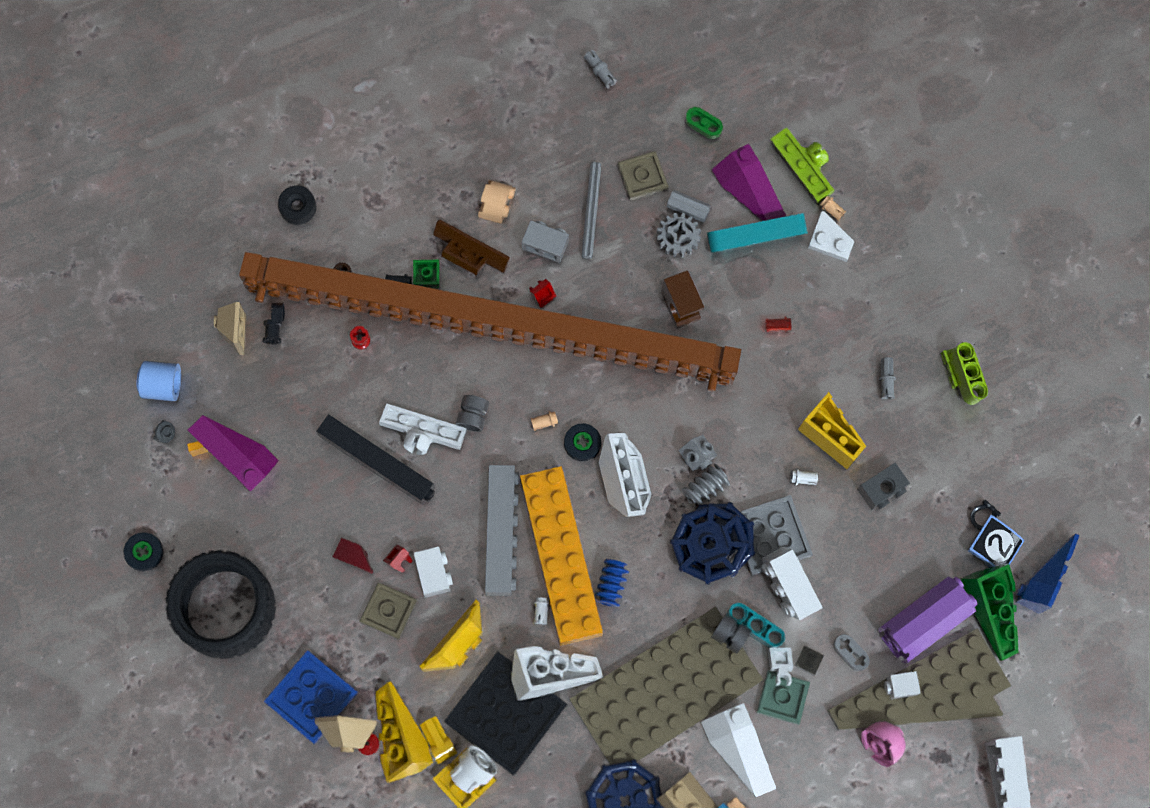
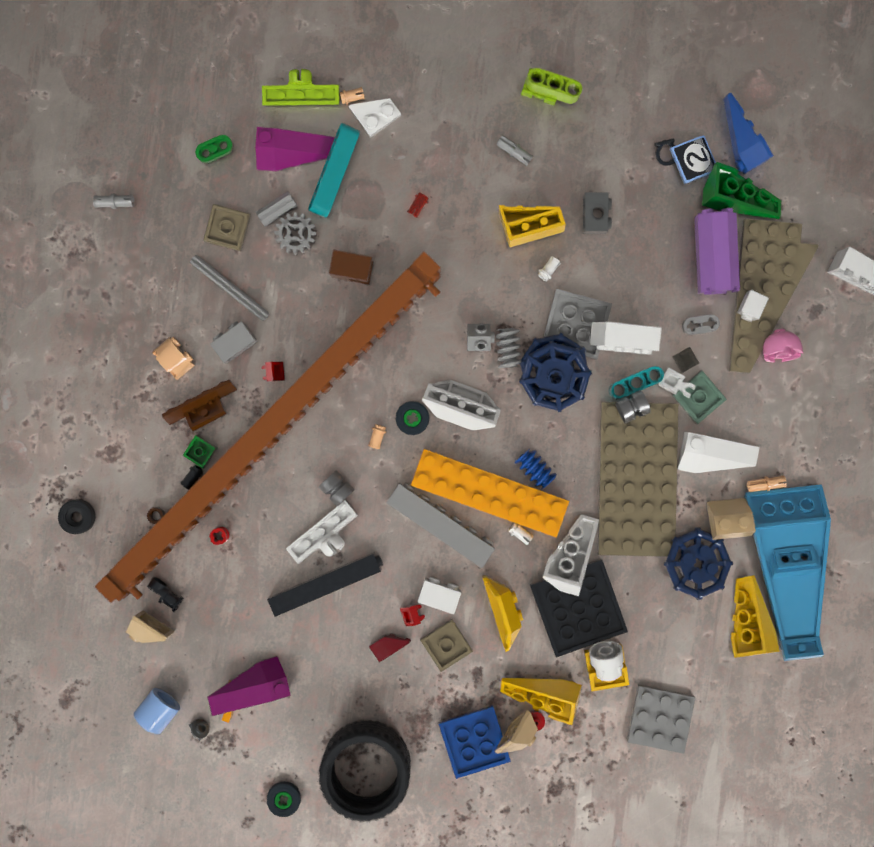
camera: 50 degrees left, 15 degrees up
(439, 743) = (571, 670): yellow piece -> none

